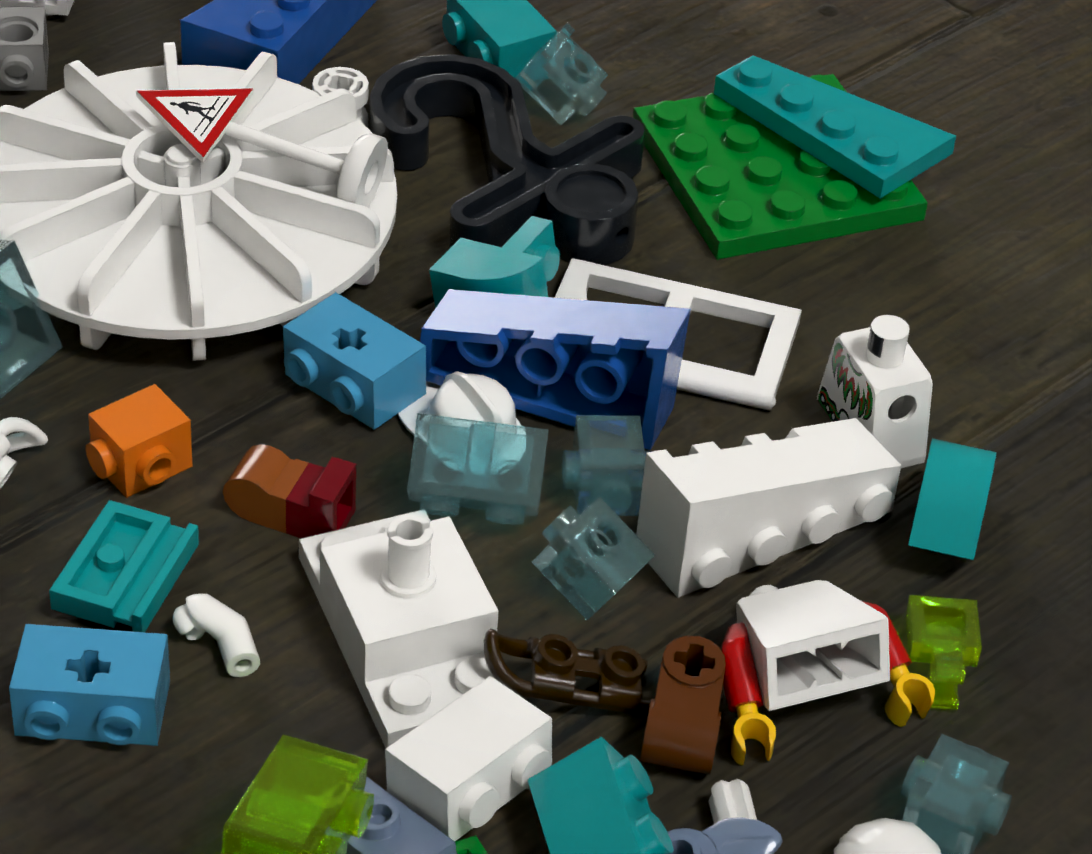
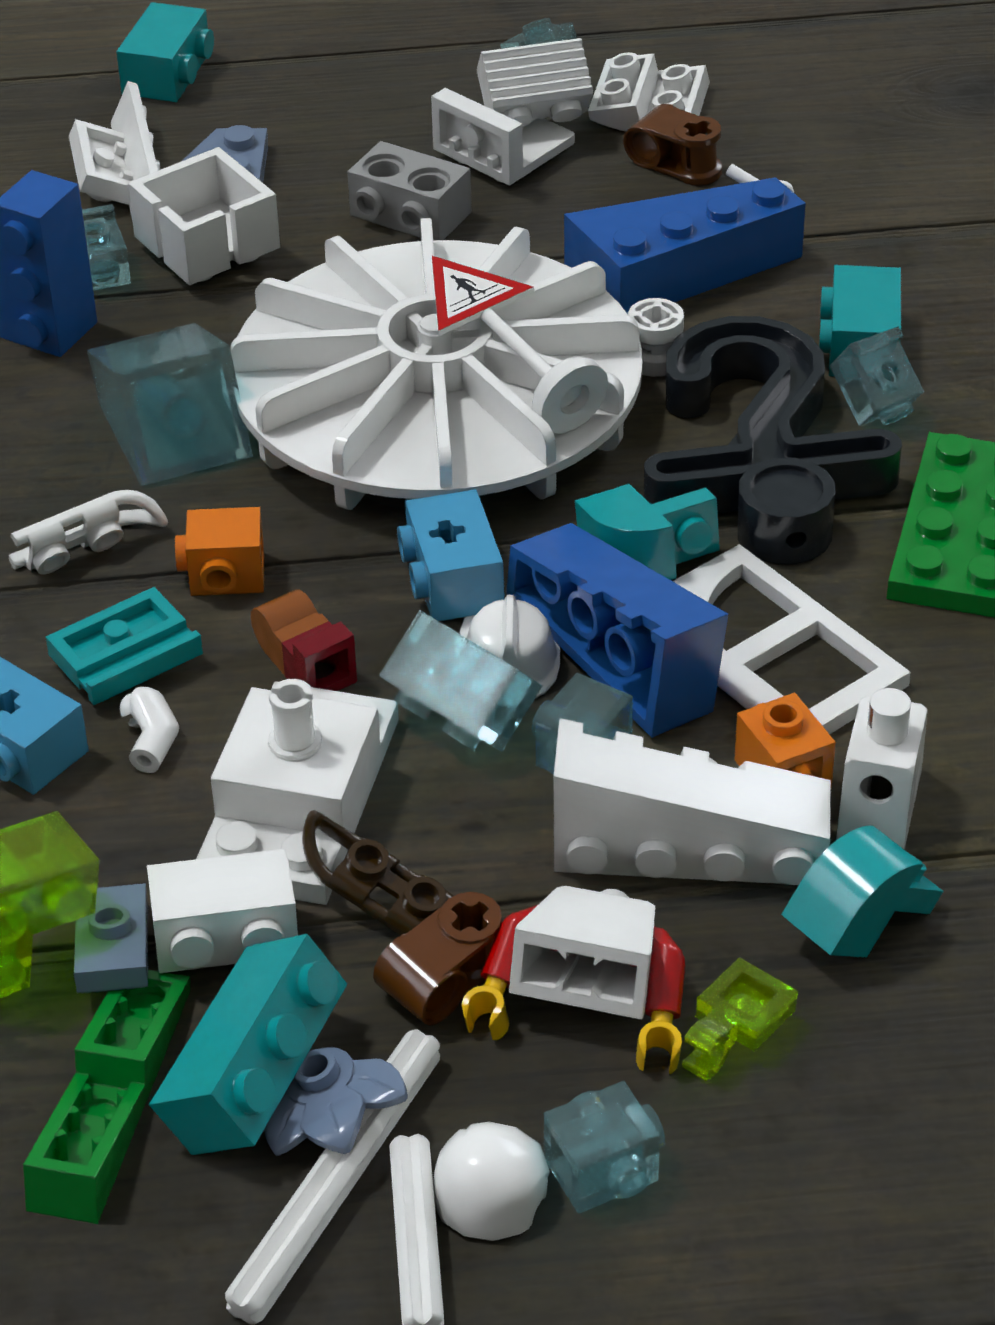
camera: 40 degrees right, 0 degrees up
(591, 556) = (483, 796): clear light blue brick -> none
(782, 400) = (785, 737): none -> orange brick

